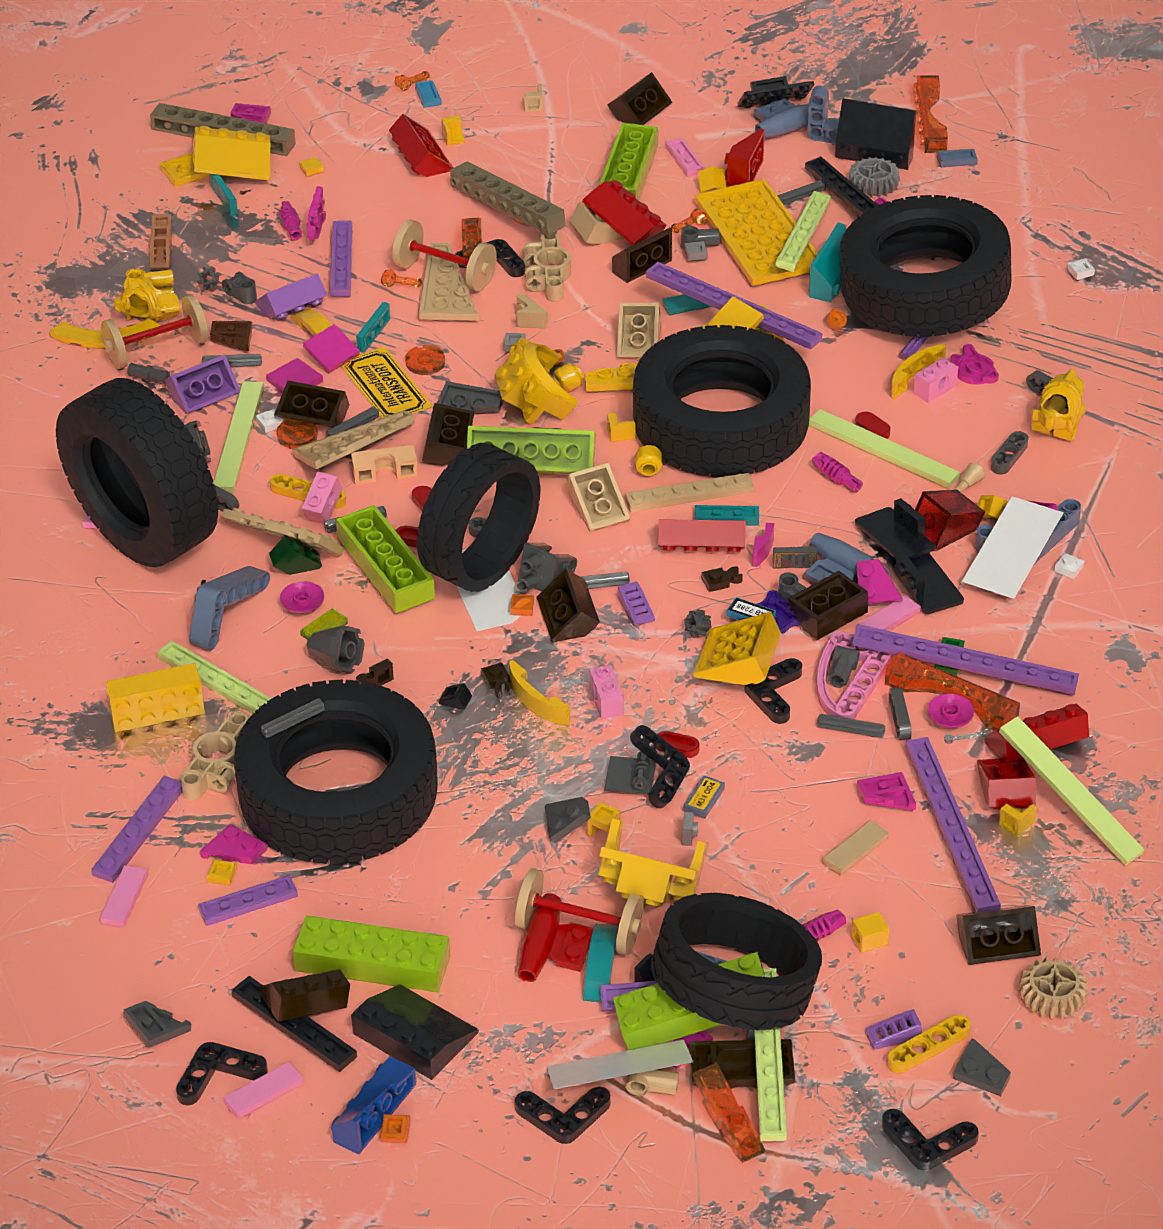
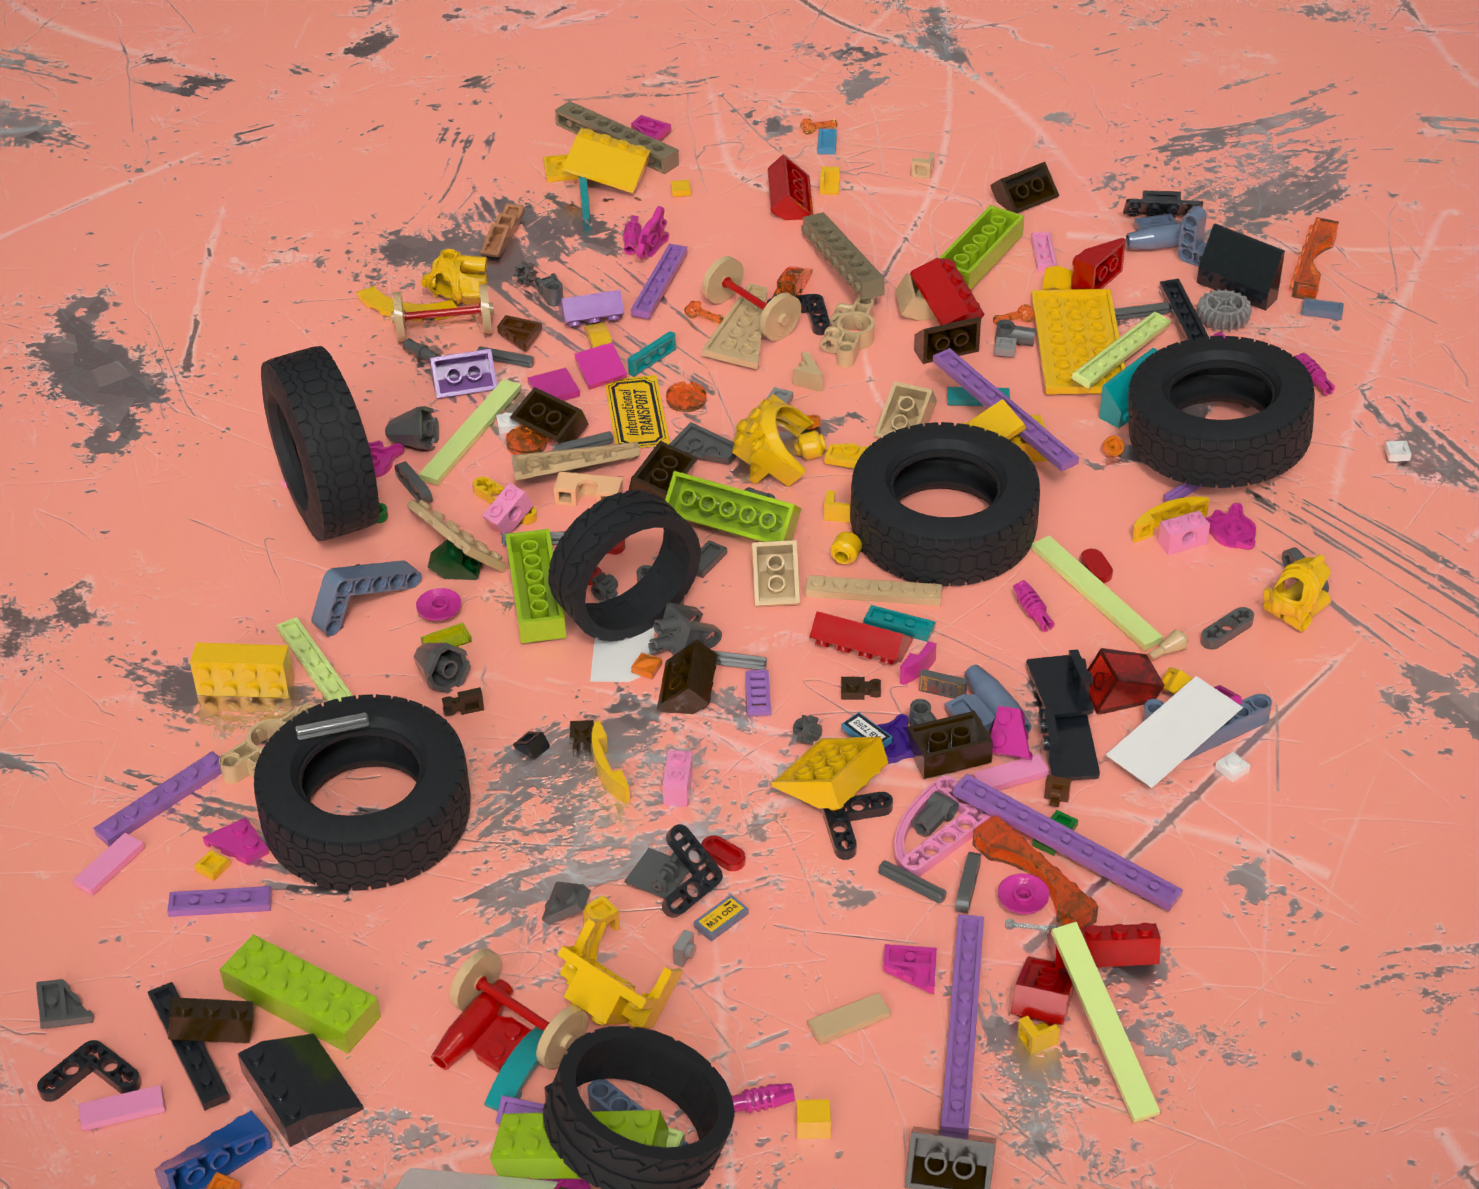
camera: 20 degrees right, 0 degrees up
(936, 620) = (1057, 790): none -> reddish brown tile

